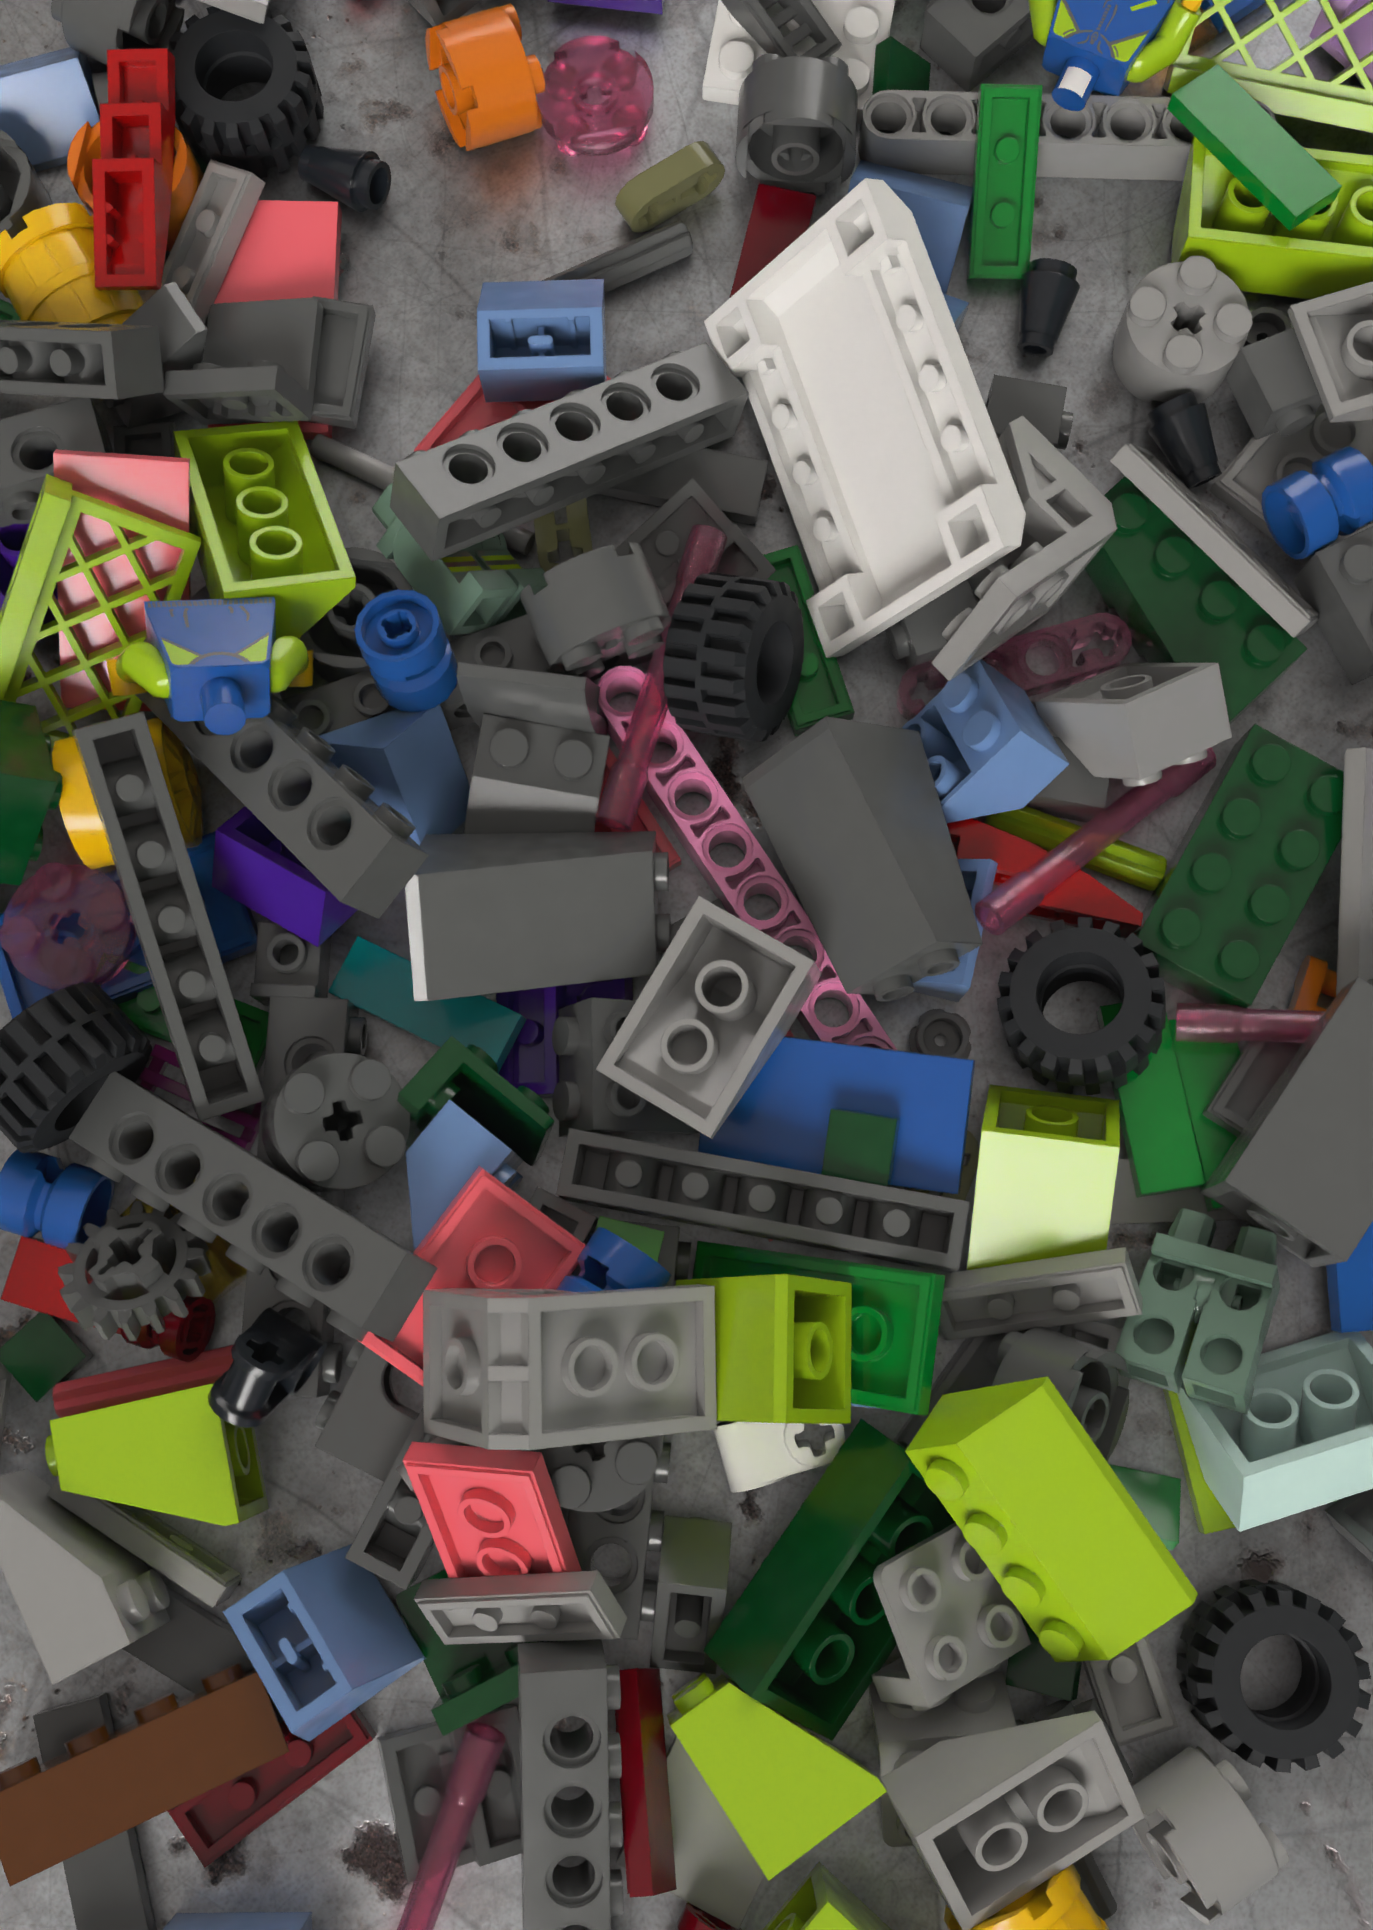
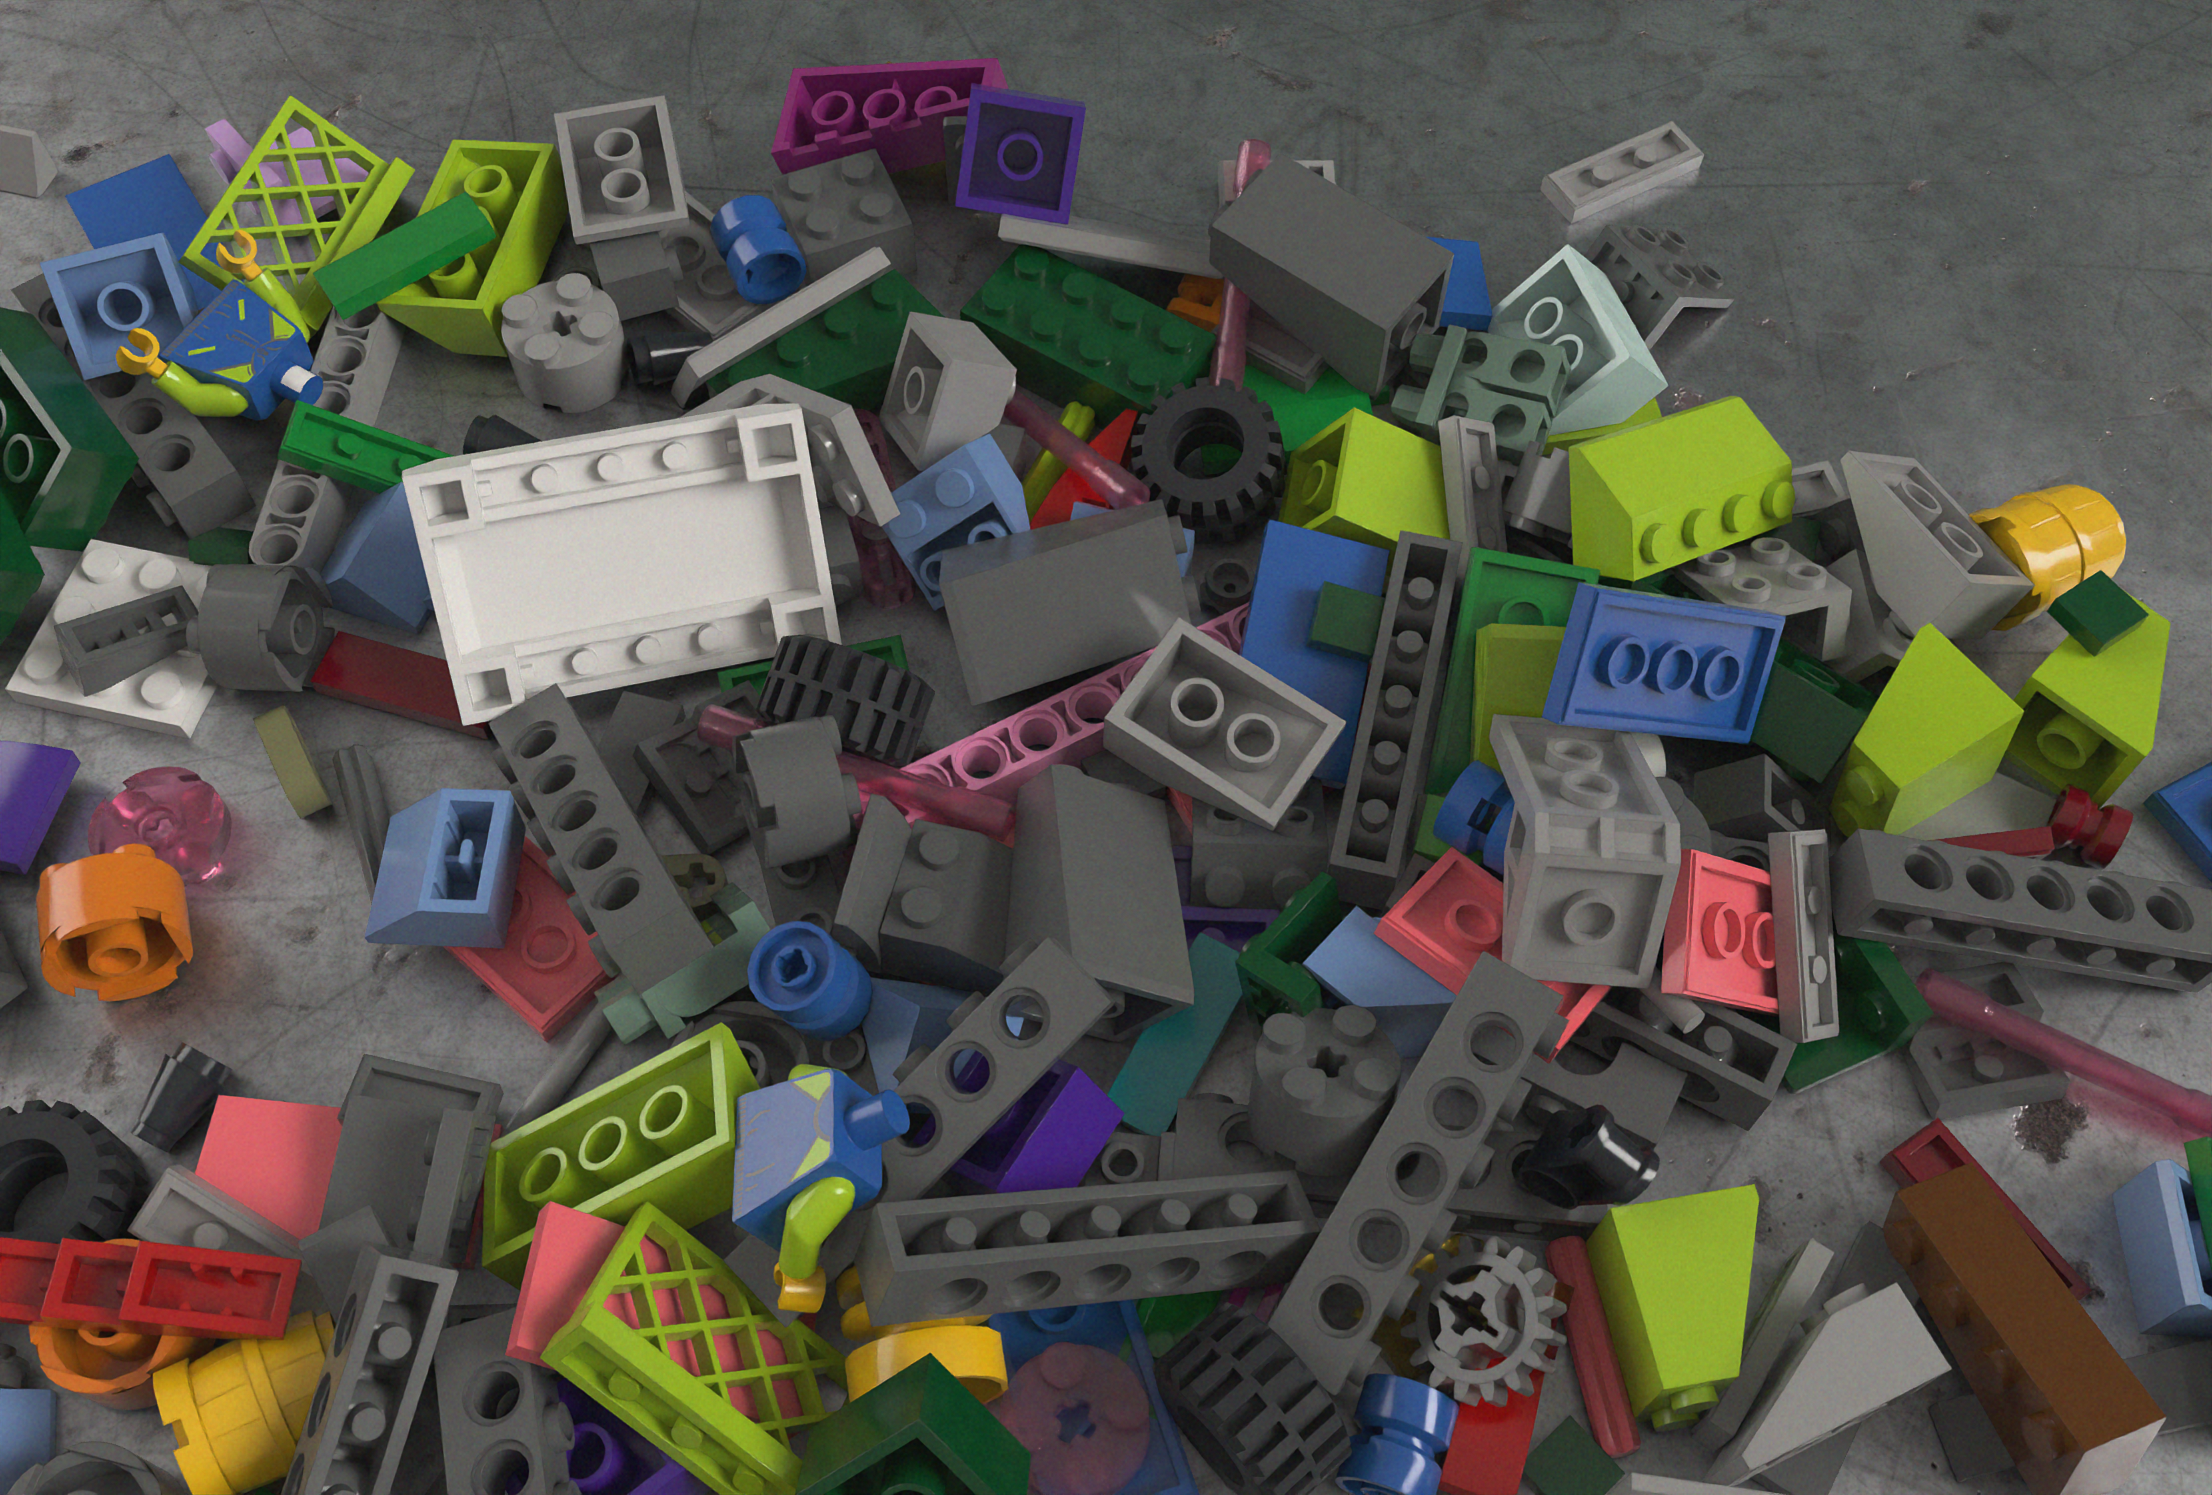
camera: 90 degrees left, 20 degrees down
(323, 1640) = (1852, 1146): medium blue slope -> none
(765, 1465) = (1662, 665): none -> blue tile
(1205, 1833) = (1922, 421): light grey brick -> none
(1326, 1691) = (1788, 373): black tyre -> none

